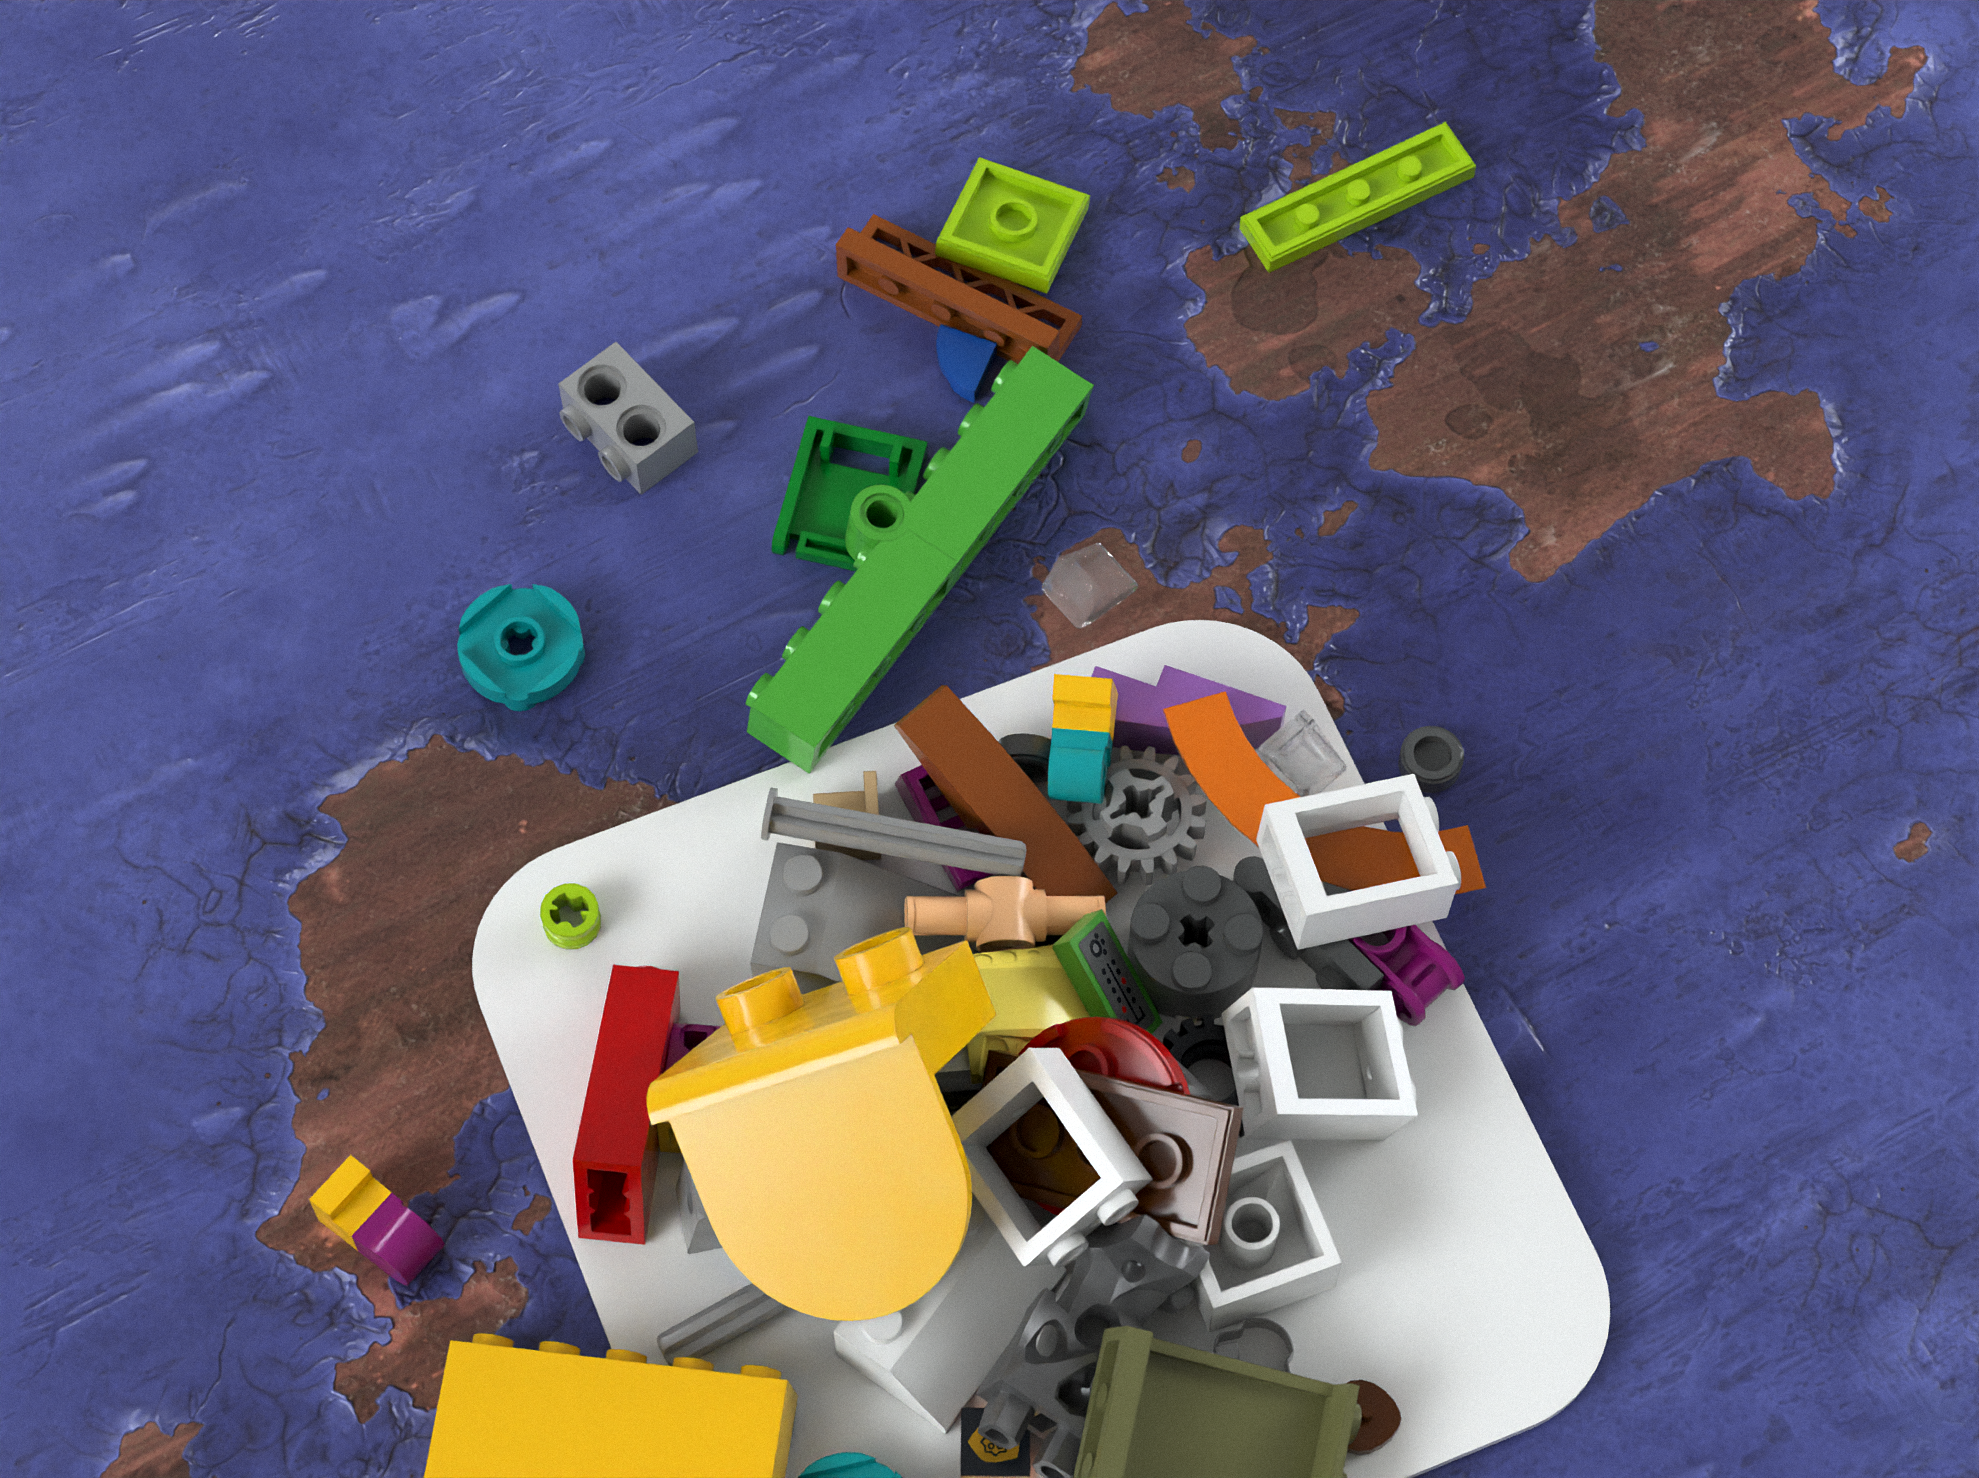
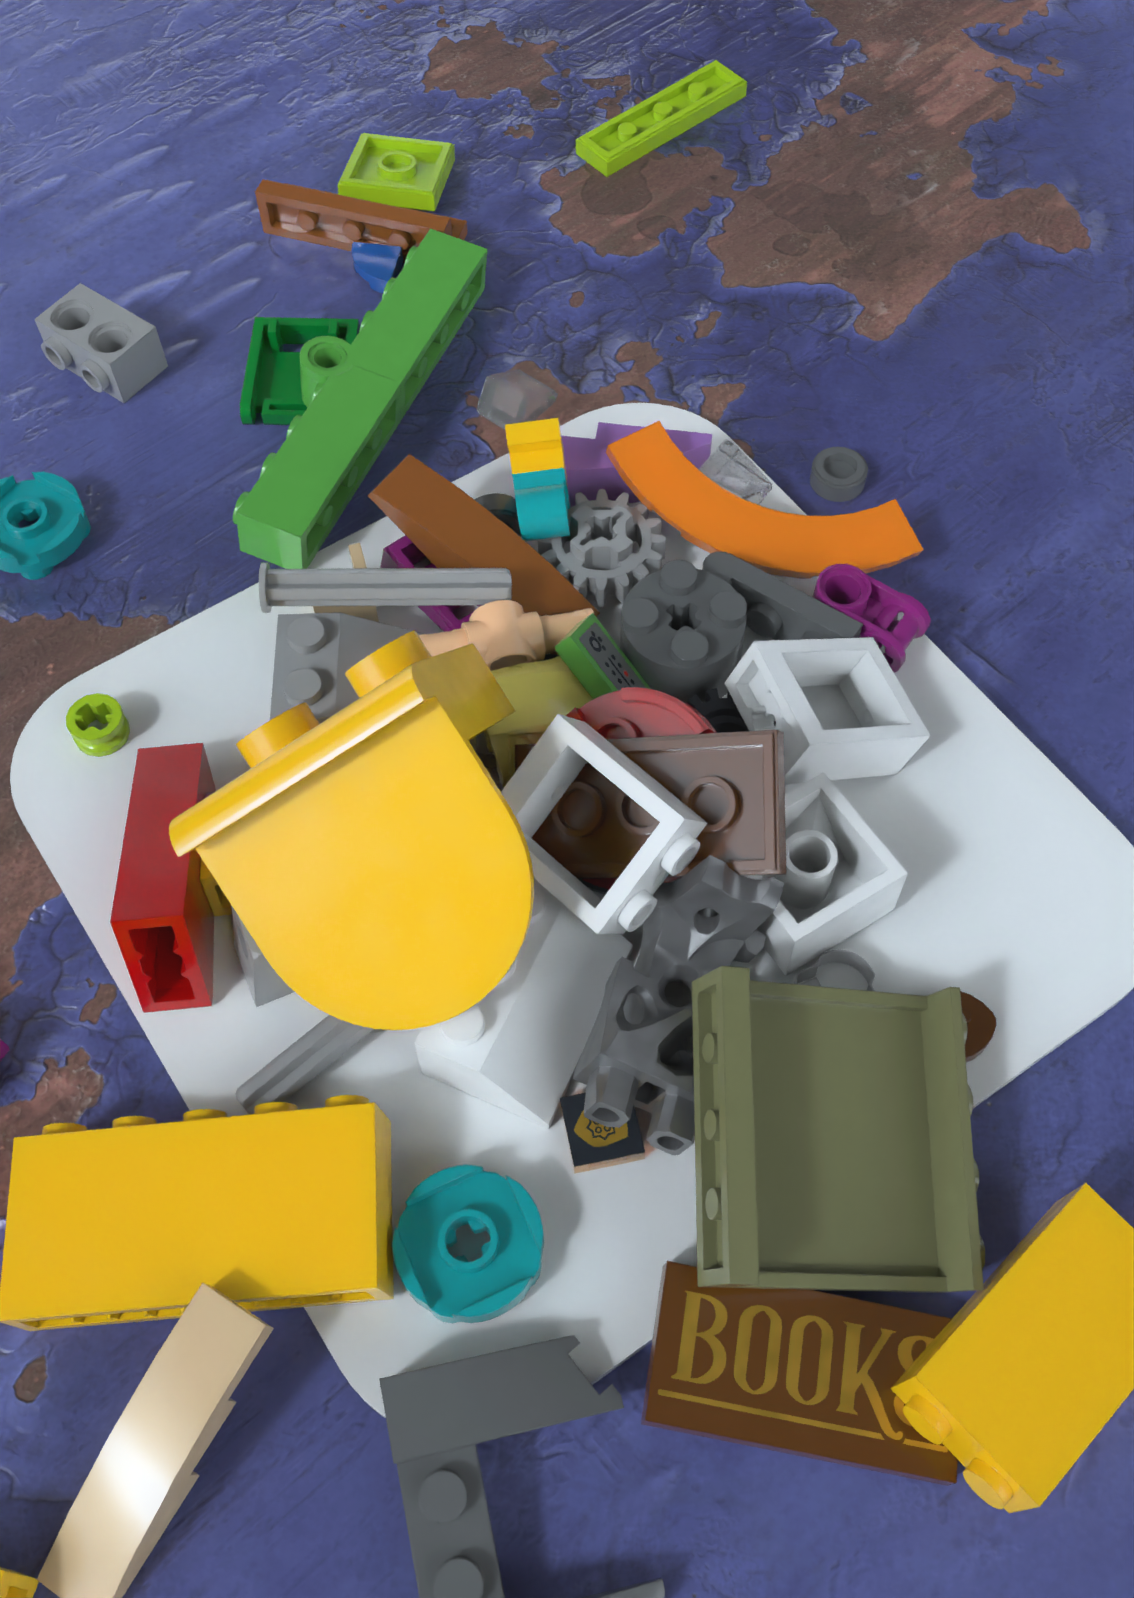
camera: 10 degrees left, 5 degrees down
(1328, 919) = (796, 577): white window -> none

